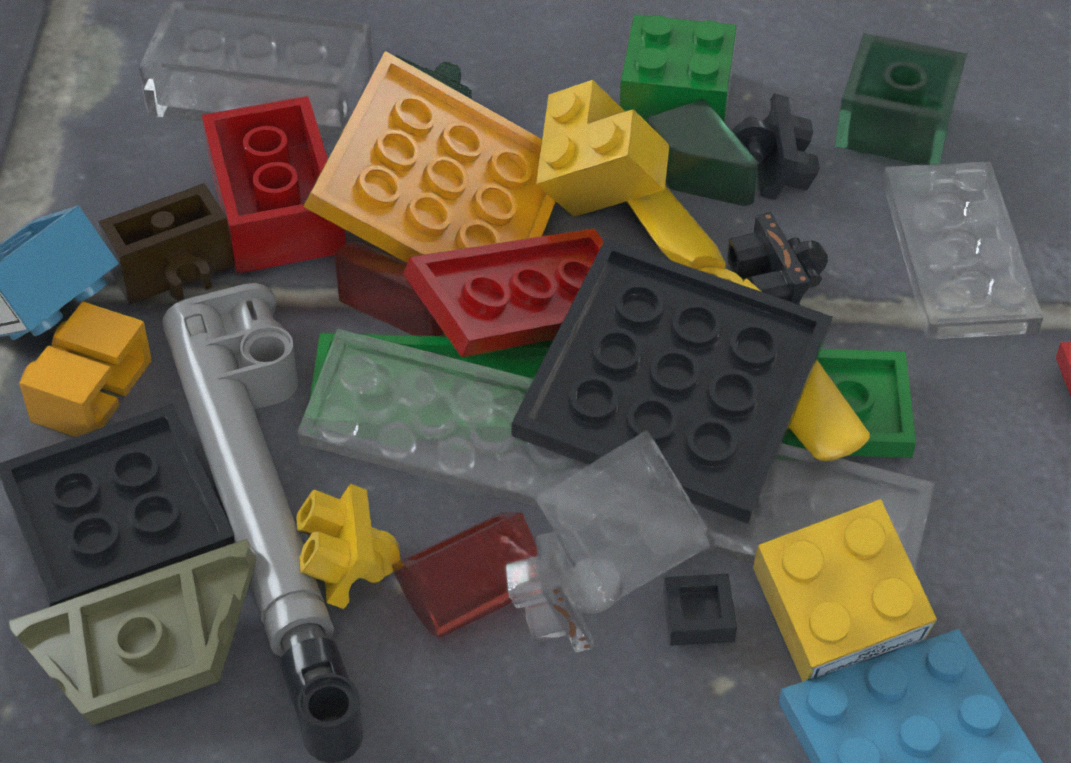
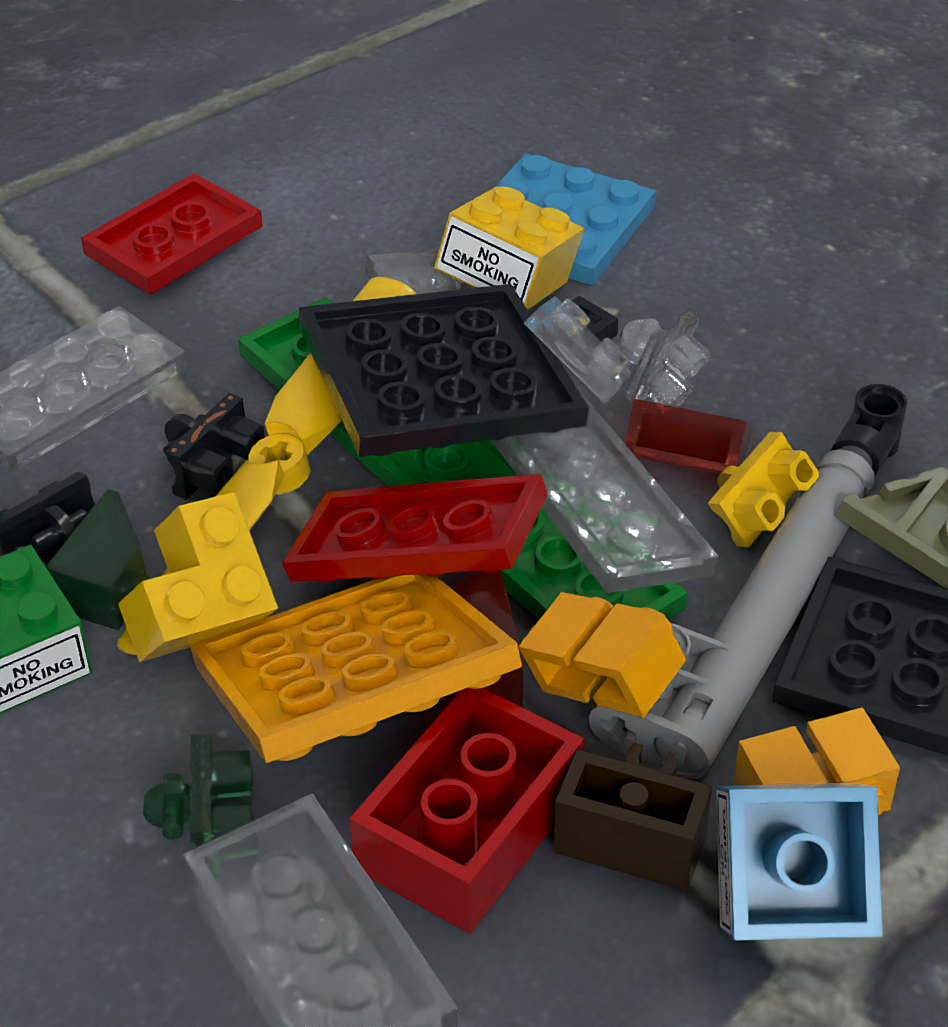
camera: 130 degrees left, 5 degrees down
(256, 285) = (591, 640): none -> light orange piece

